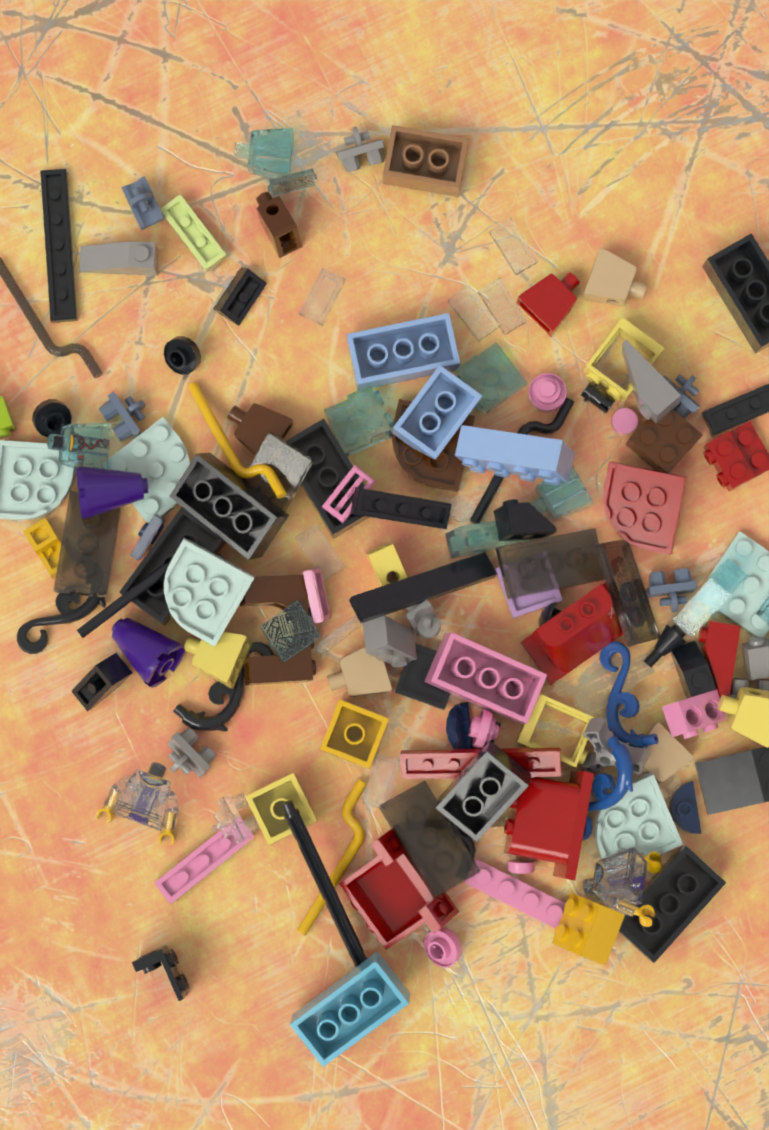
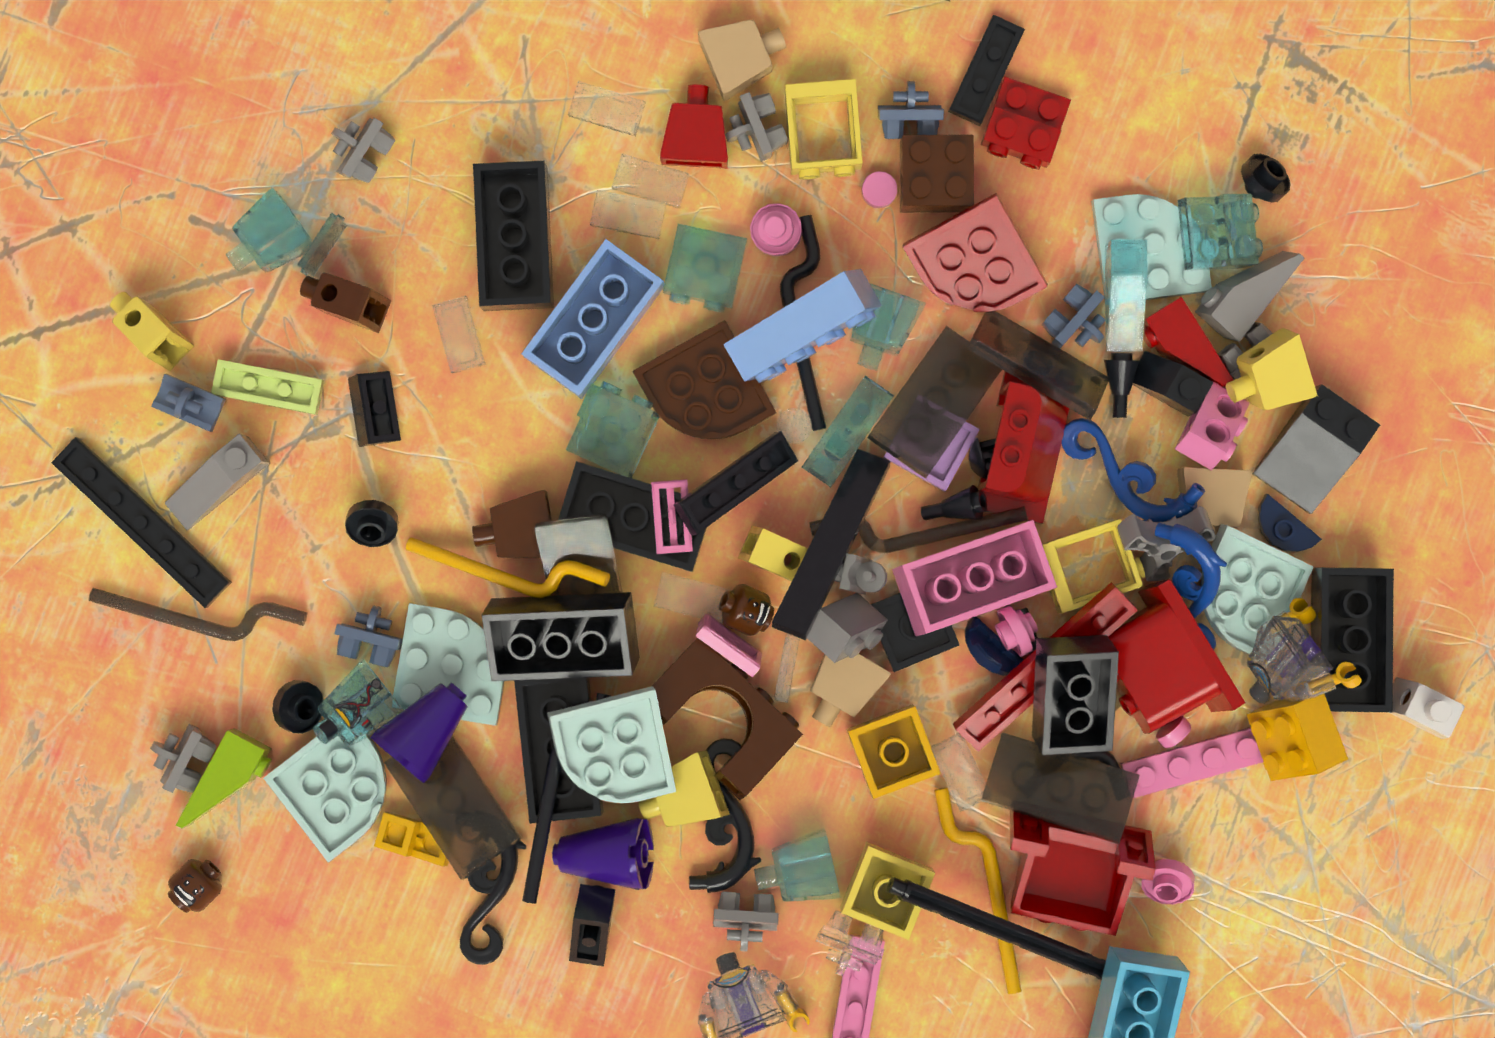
camera: 45 degrees left, 5 degrees up
(148, 534) = (504, 735): plate -> none
(157, 147) = (149, 330): none -> light yellow torso
(244, 755) = (801, 869): none -> clear light blue torso
(290, 631) = (737, 707): clear light blue piece -> none
(343, 583) = (746, 610): none -> reddish brown head
(400, 268) = (513, 235): none -> black brick
(425, 161) = (438, 100): medium nougat brick -> none
(436, 413) = (687, 353): light blue slope -> none
(487, 637) = (933, 534): none -> clear smoke piece
(517, 634) = (963, 505): none -> black cone
(521, 522) = (868, 387): black slope -> none
(593, 317) = (764, 140): none -> light grey hips
(597, 398) = (831, 190): black pin -> none
(652, 391) = (883, 135): light grey slope -> none
(675, 979) = (1426, 708): none -> white torso

